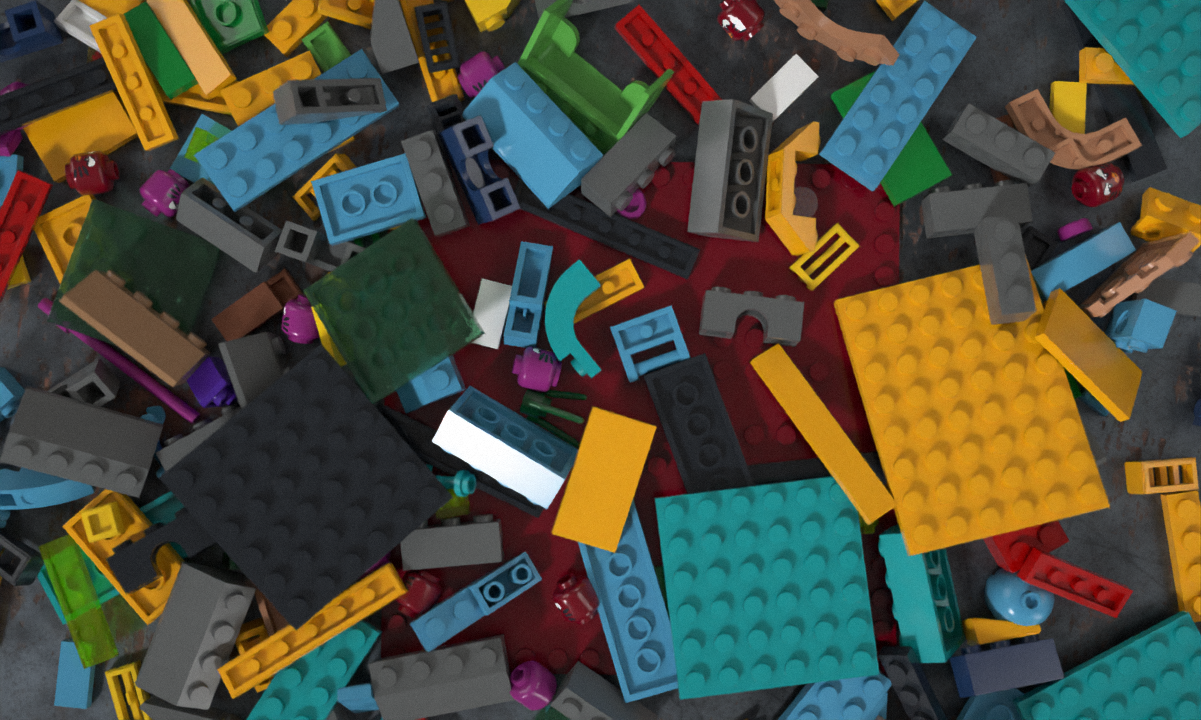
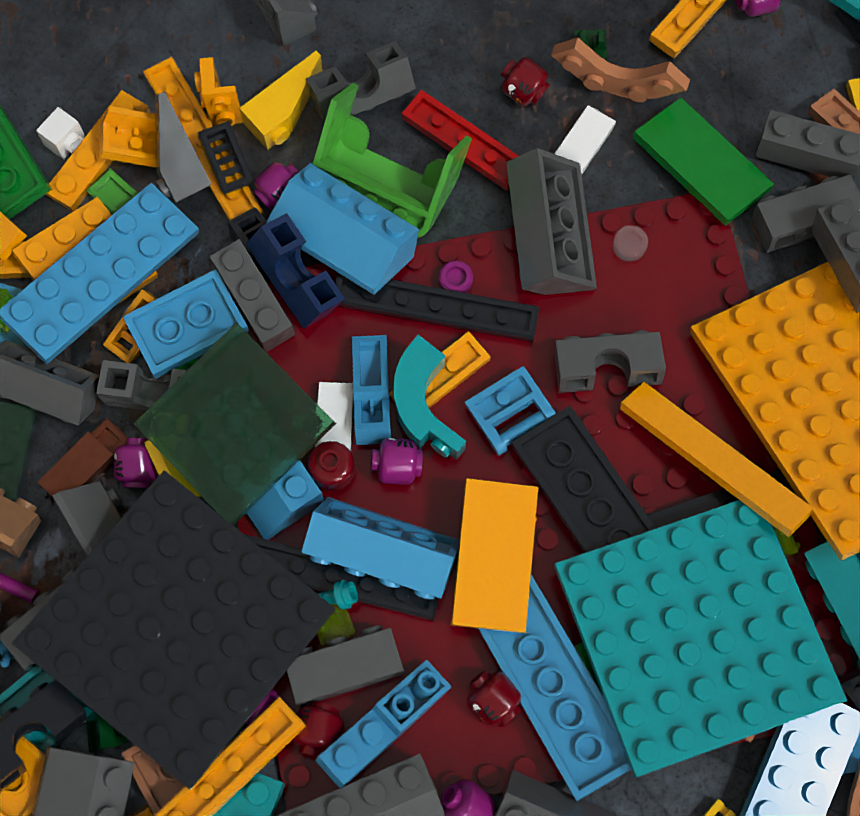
camera: 15 degrees left, 15 degrees down
(212, 384) = (53, 549): dark purple slope -> none
(328, 99) = (123, 231): dark grey slope -> none
(477, 362) = (331, 465): none -> dark red head
(537, 404) = (406, 498): dark green plant -> none
(629, 165) = (446, 238): dark grey brick -> none
(794, 231) = (628, 265): light orange slope -> none
(804, 275) = (653, 311): yellow tile -> none
(898, 97) = (699, 124): dark azure plate -> none

